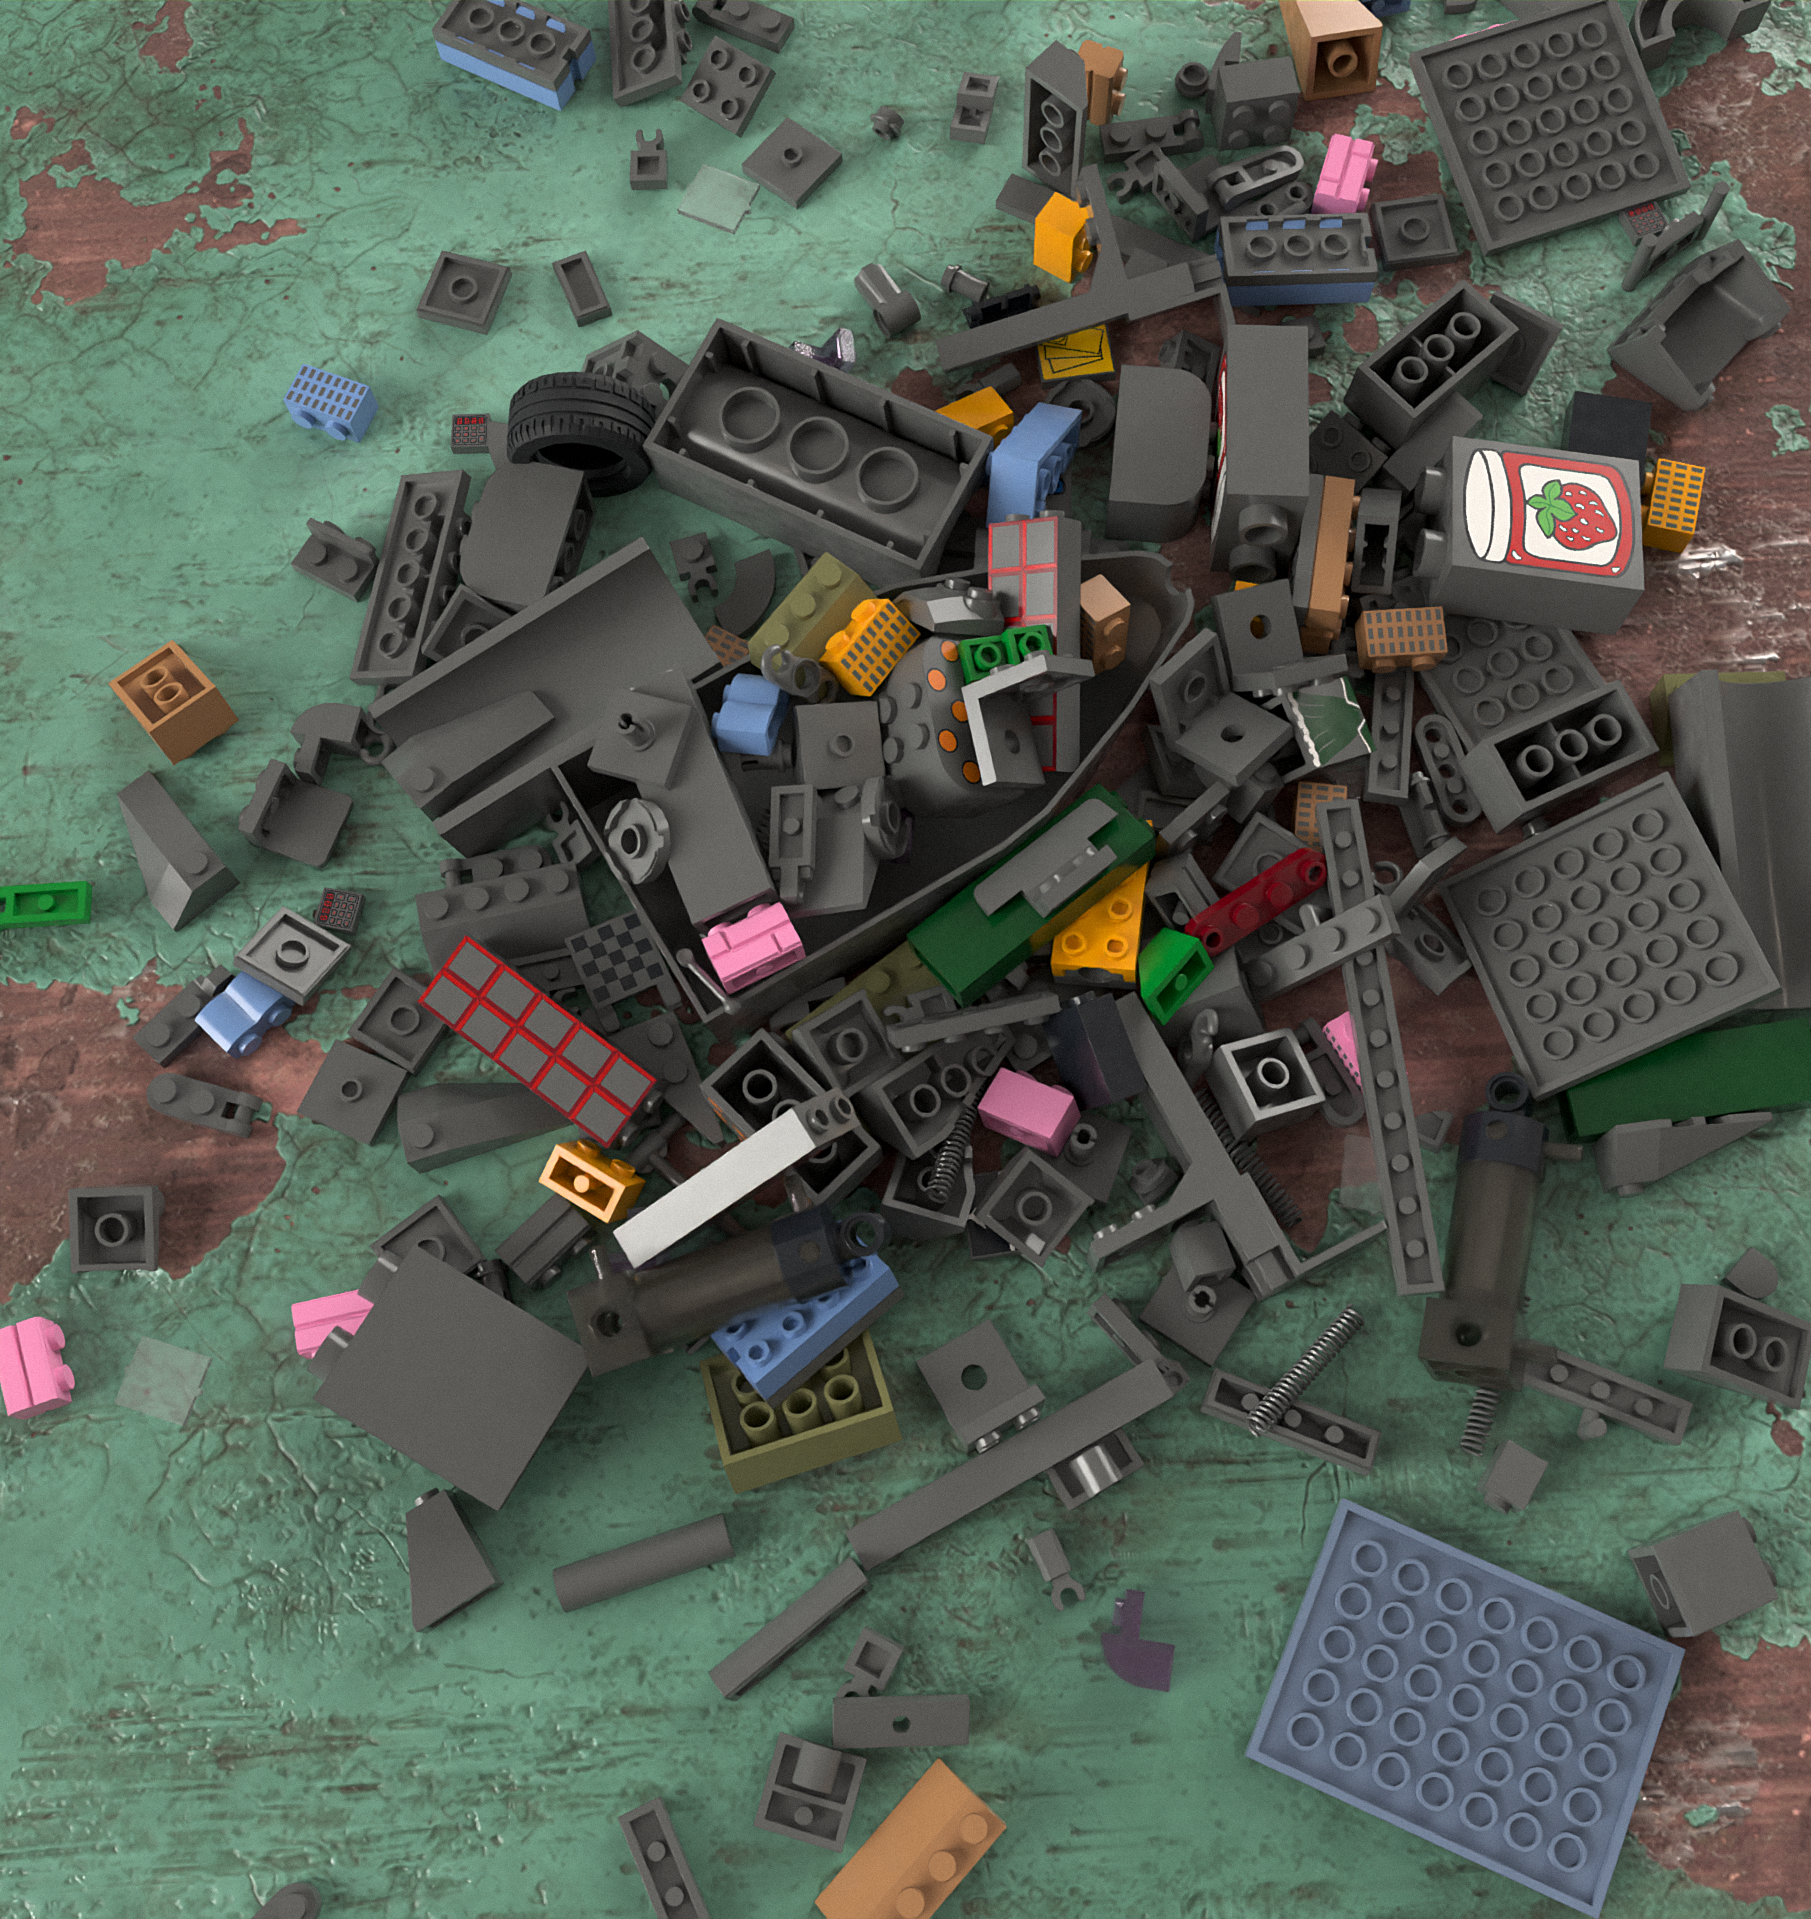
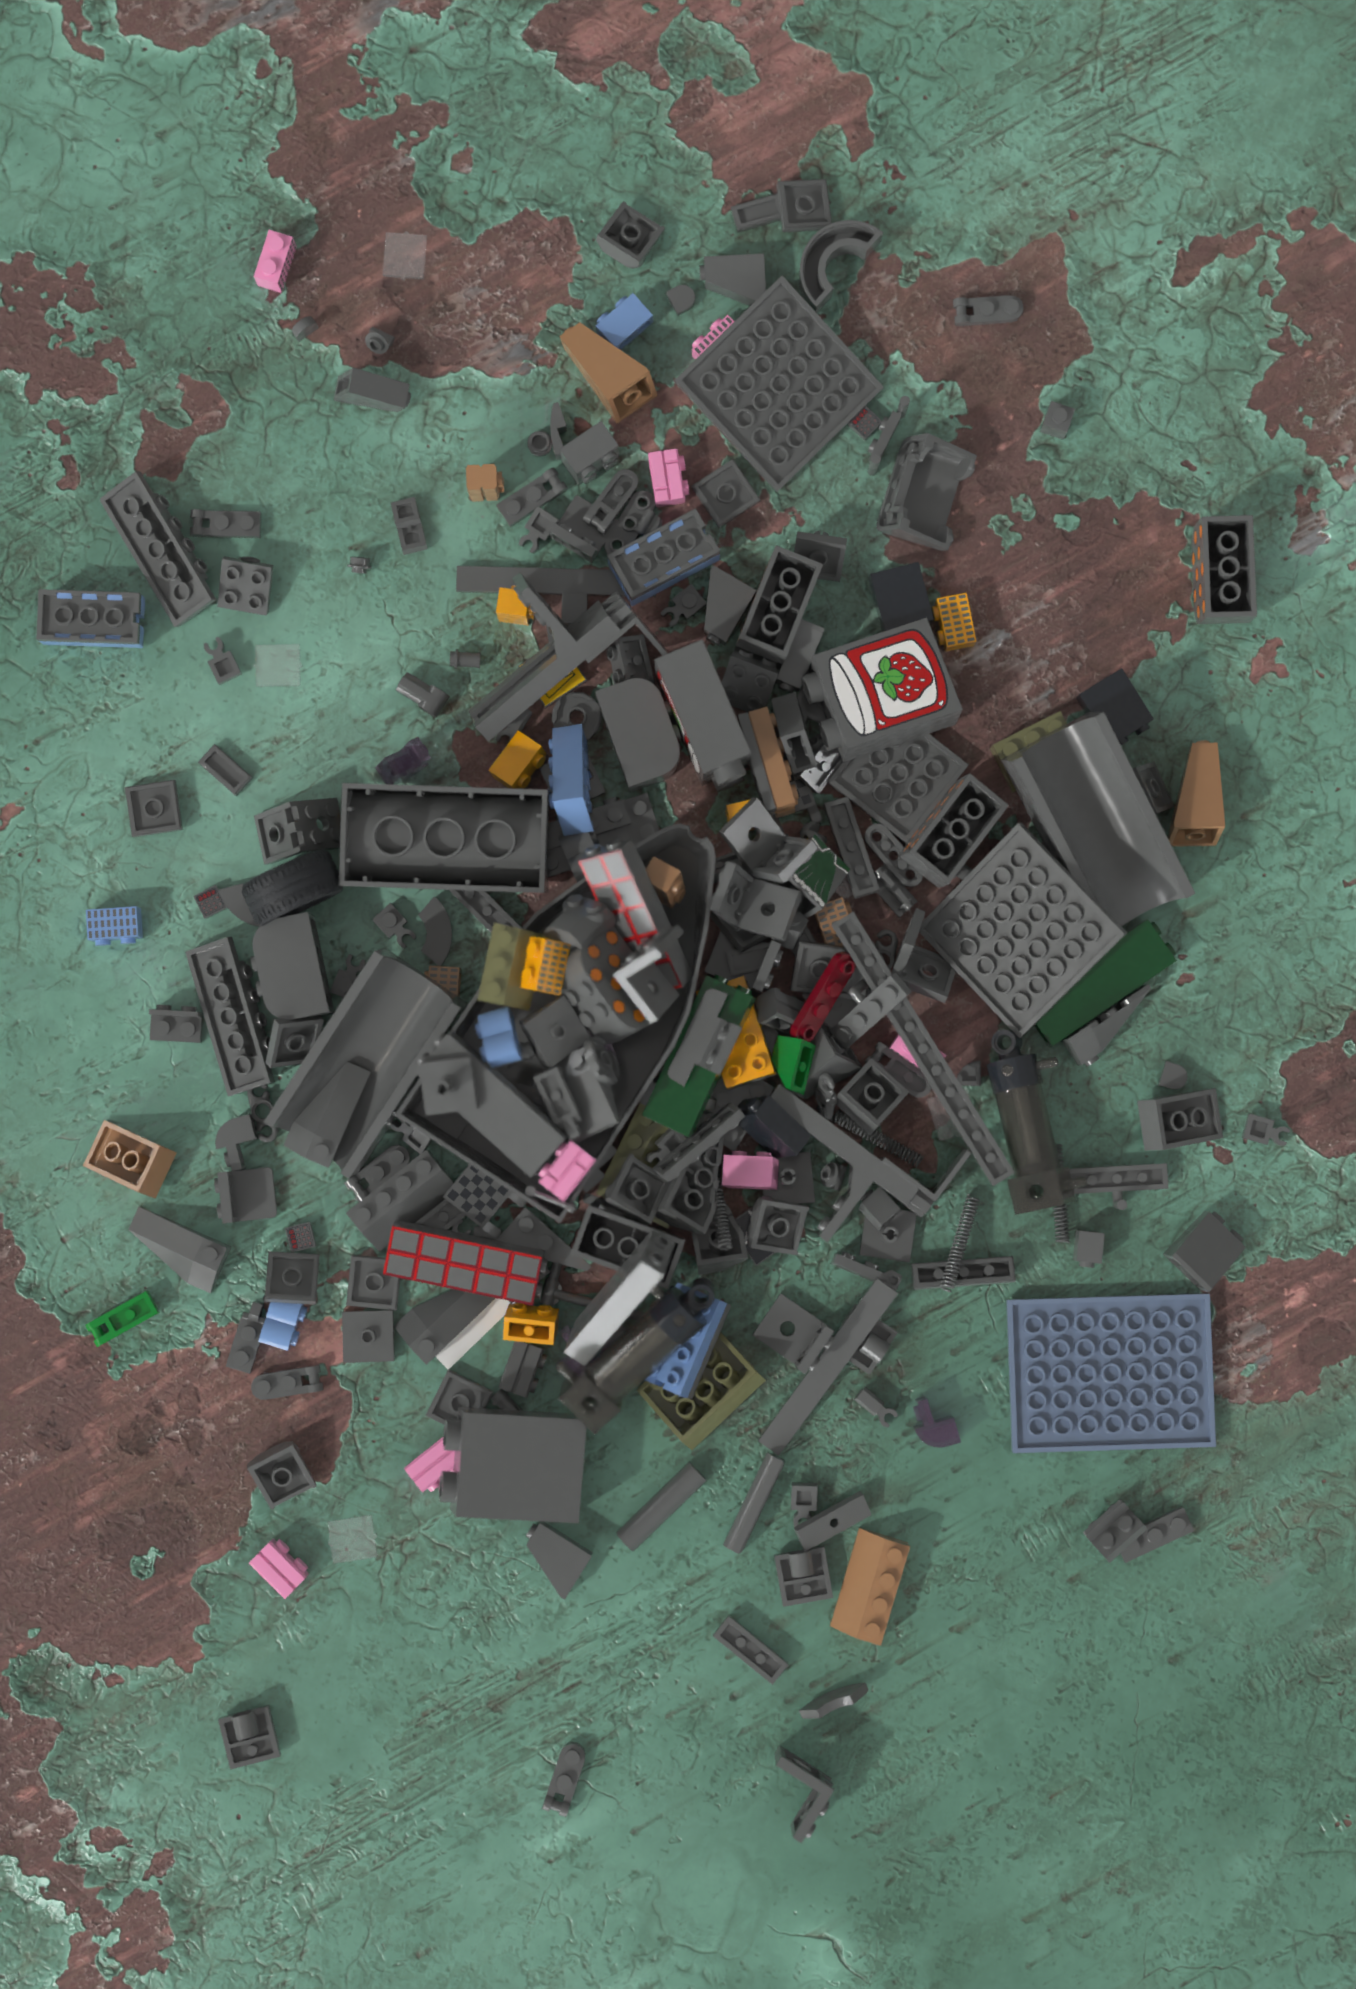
camera: 35 degrees left, 15 degrees up
(501, 1162) = (473, 1332): none -> white sticker
(646, 821) = (474, 1130): dark grey tile -> none
(785, 675) = (524, 1005): dark grey piece -> none
(792, 163) = (312, 619): dark grey plate -> none
(1003, 306) = (498, 667): black hinge -> none
(1010, 647) = (626, 938): green slope -> none
(1055, 118) = (477, 536): dark grey slope -> none
(1347, 346) = (726, 605): none -> dark grey slope
(1400, 639) = (835, 791): medium nougat brick -> none

